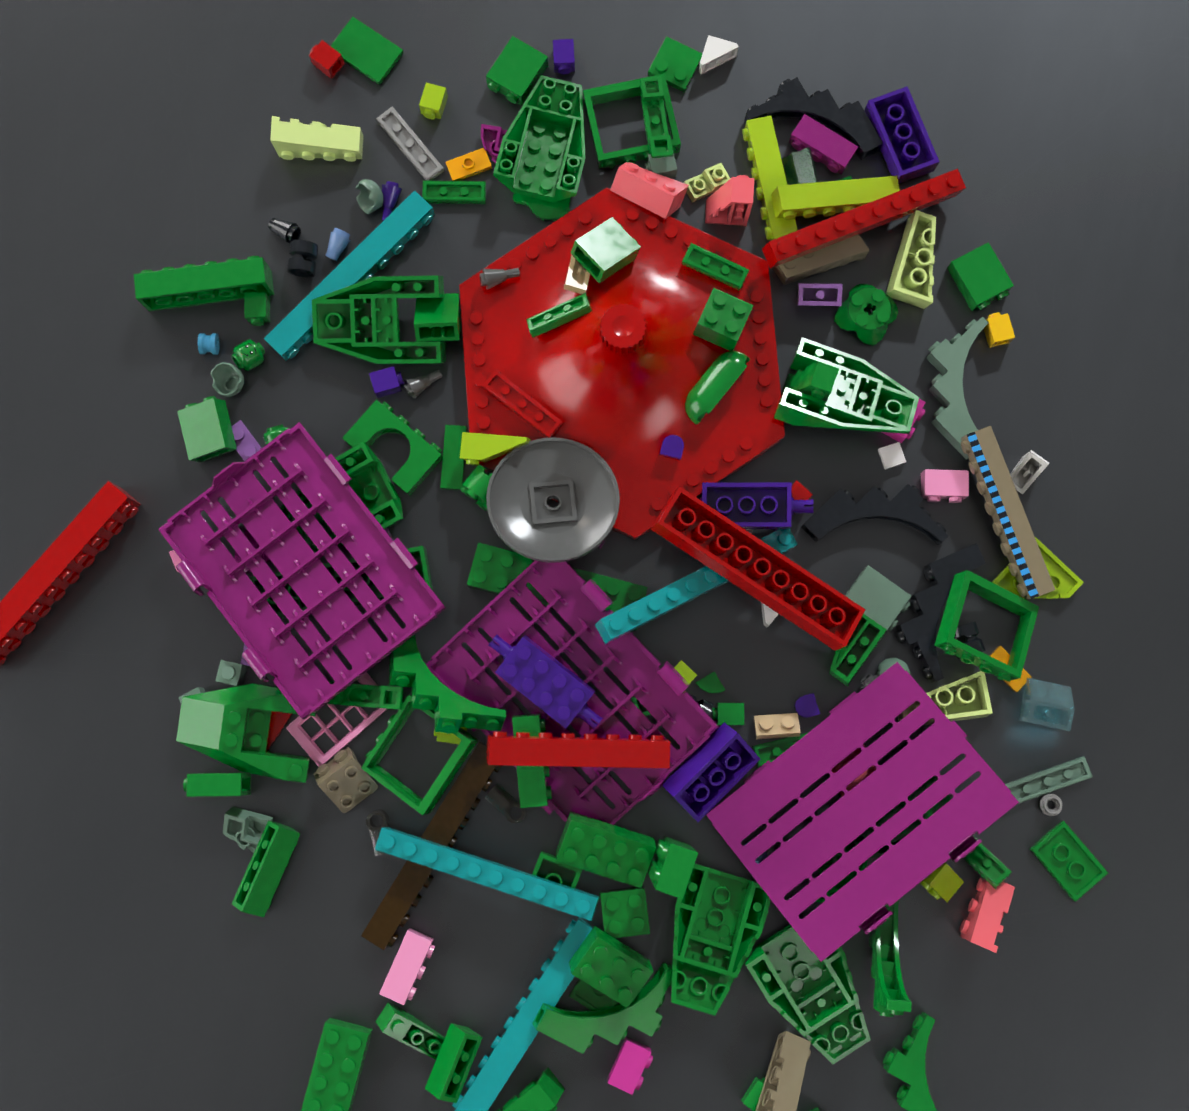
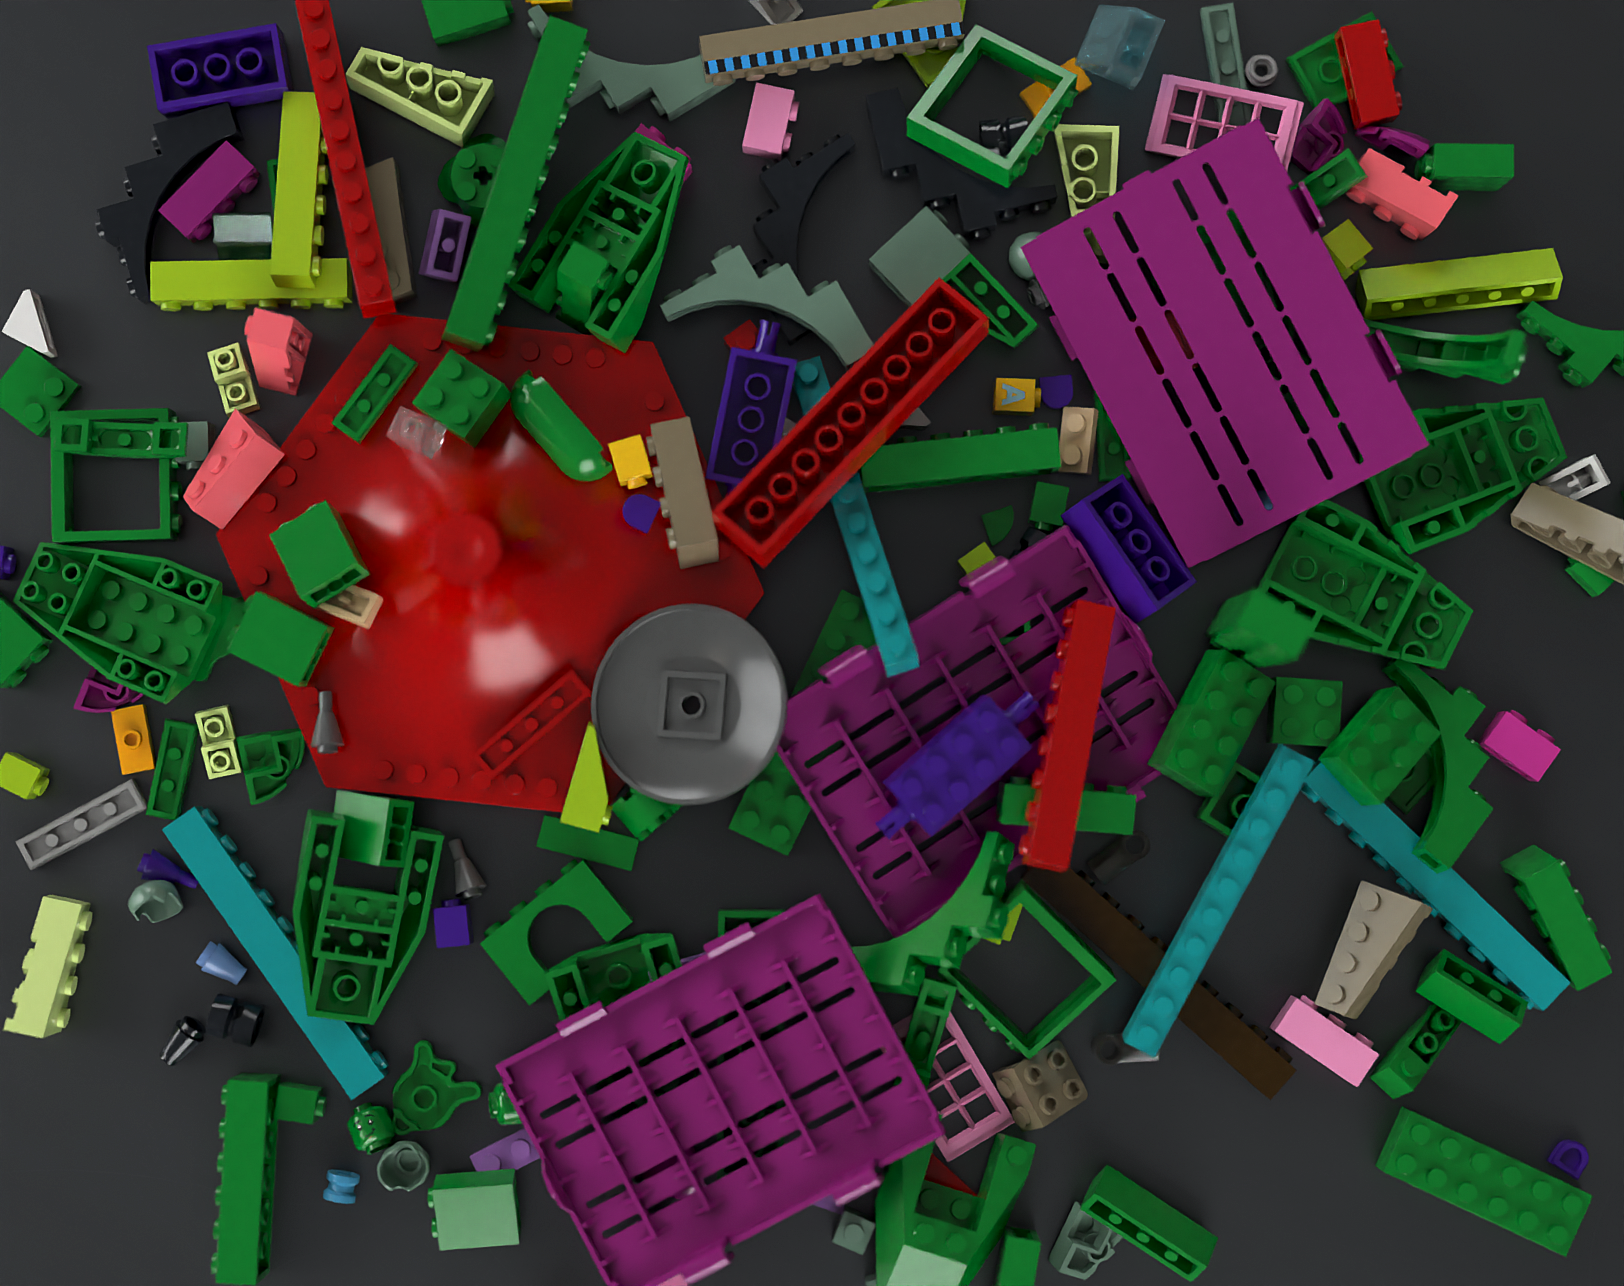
camera: 80 degrees left, 5 degrees up
(276, 387) = (428, 1093): none -> green tile
(469, 249) = (269, 760): none -> green brick
(474, 984) = (1368, 947): none -> dark tan wedge
(476, 217) = (218, 741): none -> yellowish green slope
(547, 237) = (279, 638): none -> green brick
(559, 315) = (407, 643): green tile -> none
(690, 470) = (684, 492): none -> dark tan wedge
(695, 295) = (416, 432): none -> clear brick
(703, 434) = (631, 462): none -> yellow brick
(748, 649) = (962, 459): none -> green brick
(797, 679) = (1015, 397): none -> yellow brick
(819, 1074) = (1578, 479): none -> white slope
(834, 508) = (736, 283): none -> sand green arch
(869, 326) = (516, 179): none -> green brick
(892, 455) = (709, 189): white tile -> none
(935, 967) = (1458, 284): none -> lime brick
(1007, 744) = (1166, 101): none -> bright pink piece
(1013, 850) = (1318, 138): none -> magenta brick
(1017, 956) = (1466, 166): none -> green brick
(1025, 910) = (1404, 140): none -> magenta brick
(1065, 877) = (1368, 74): none -> red brick

